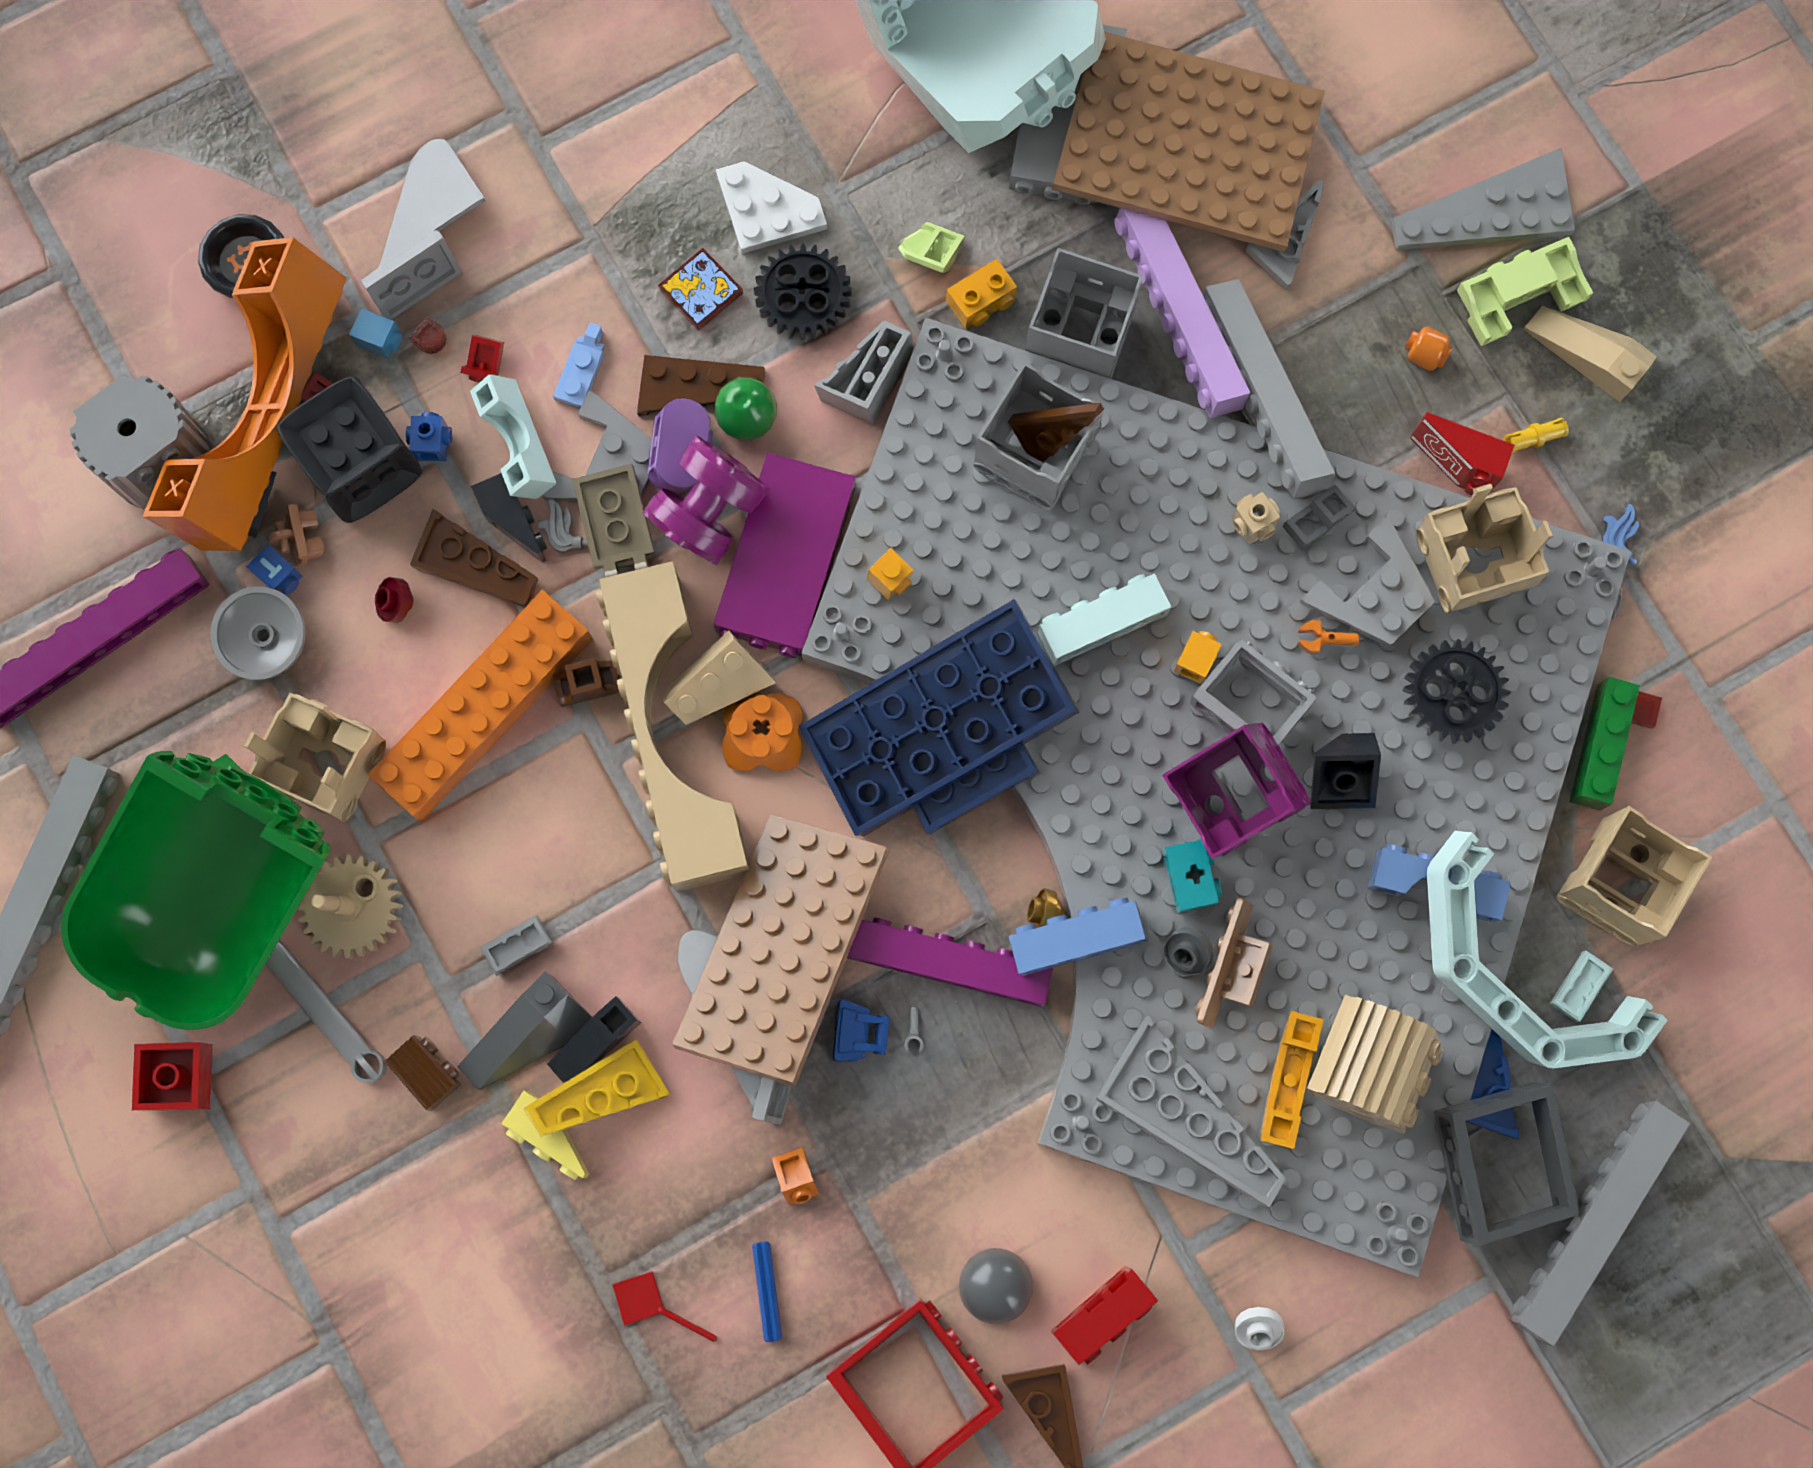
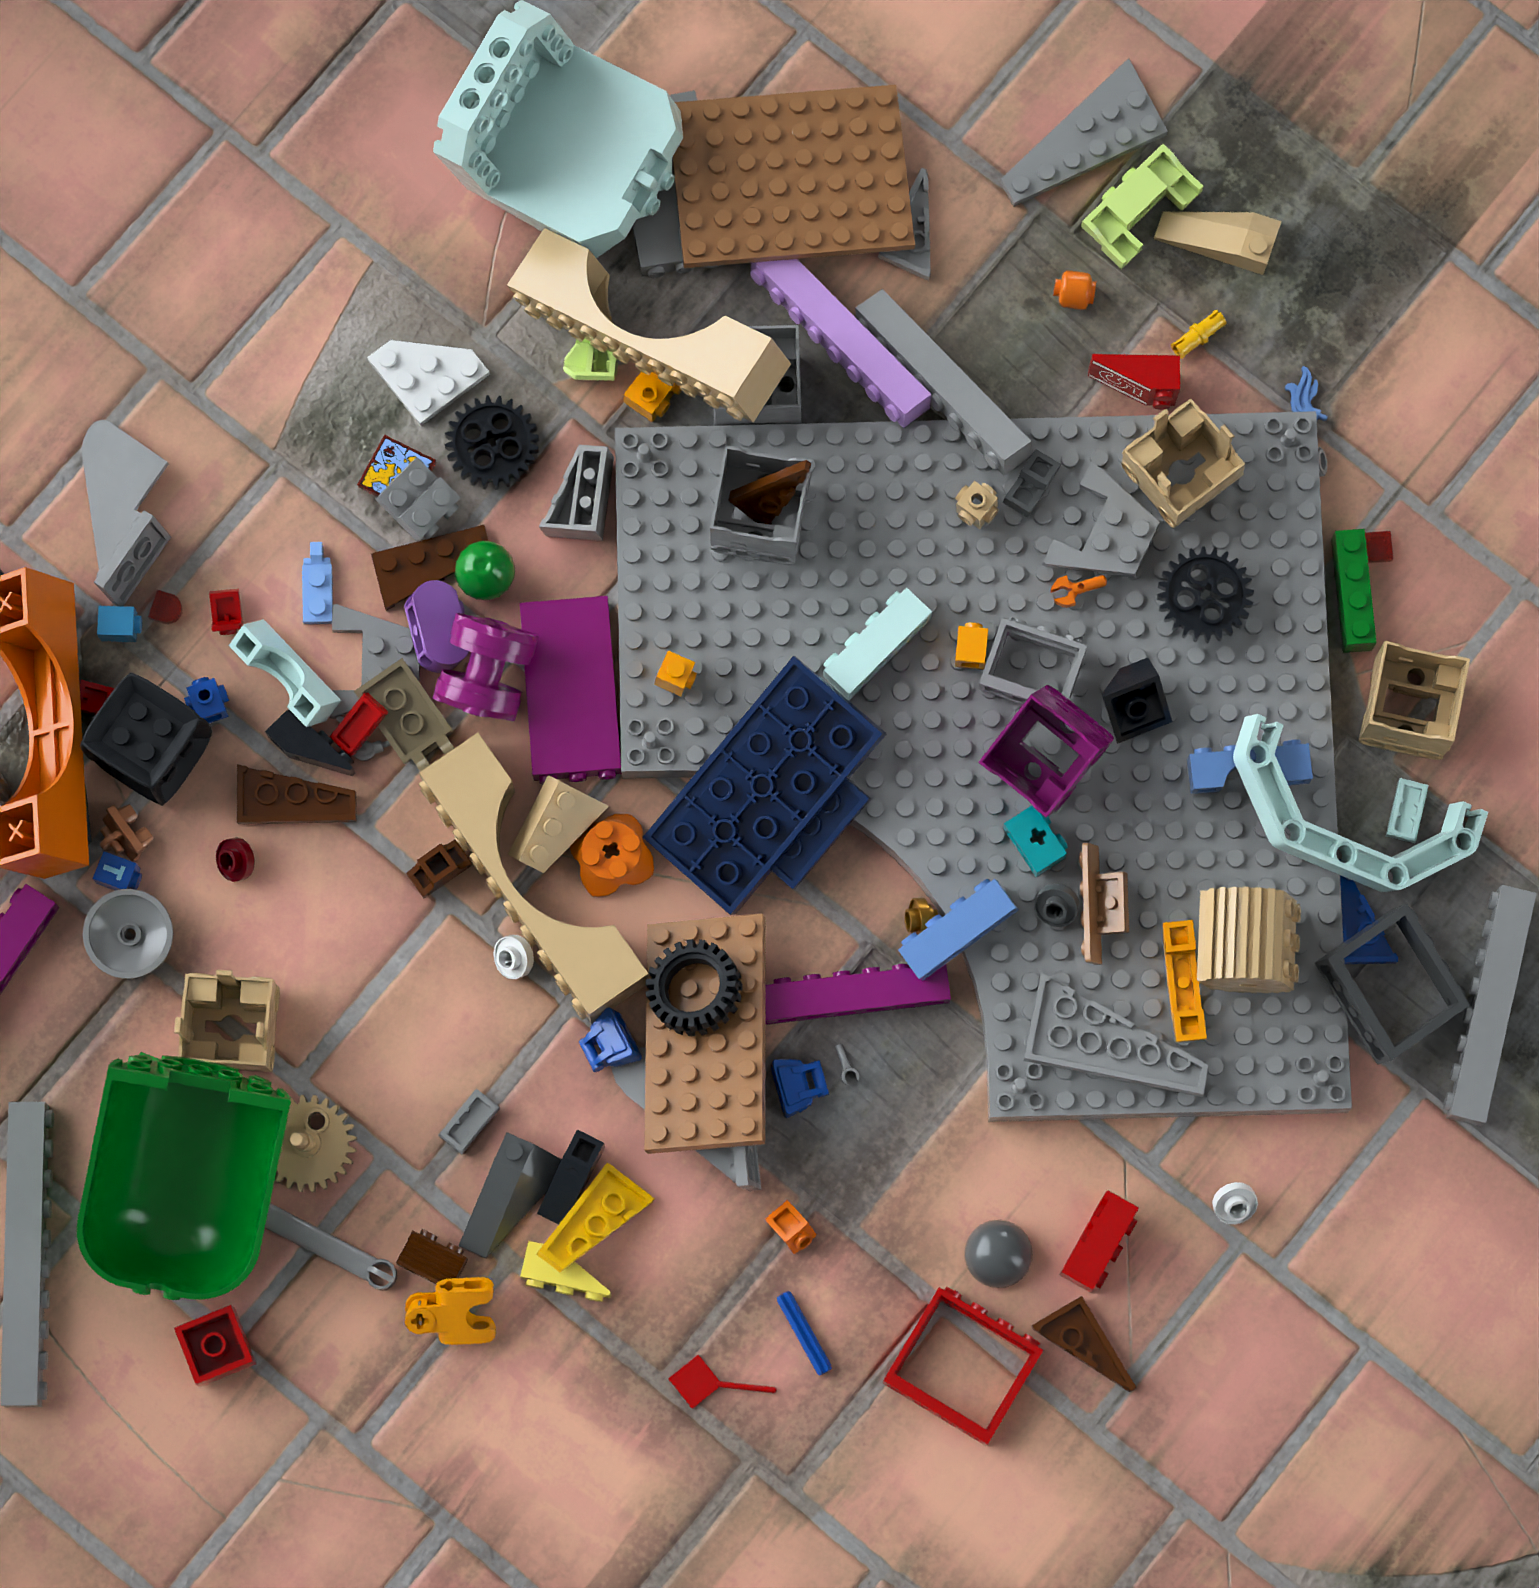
camera: 20 degrees left, 0 degrees up
(417, 1133) = (449, 1313): none -> light orange piece
(480, 706) = (353, 924): orange brick -> none
(564, 513) = (358, 724): none -> red tile
(624, 797) = (513, 956): none -> white plate
(690, 918) = (613, 1039): none -> blue piece
(709, 319) = (418, 500): none -> light grey plate
(804, 926) = (675, 961): none -> black tyre
(1050, 280) = (721, 363): none -> tan arch

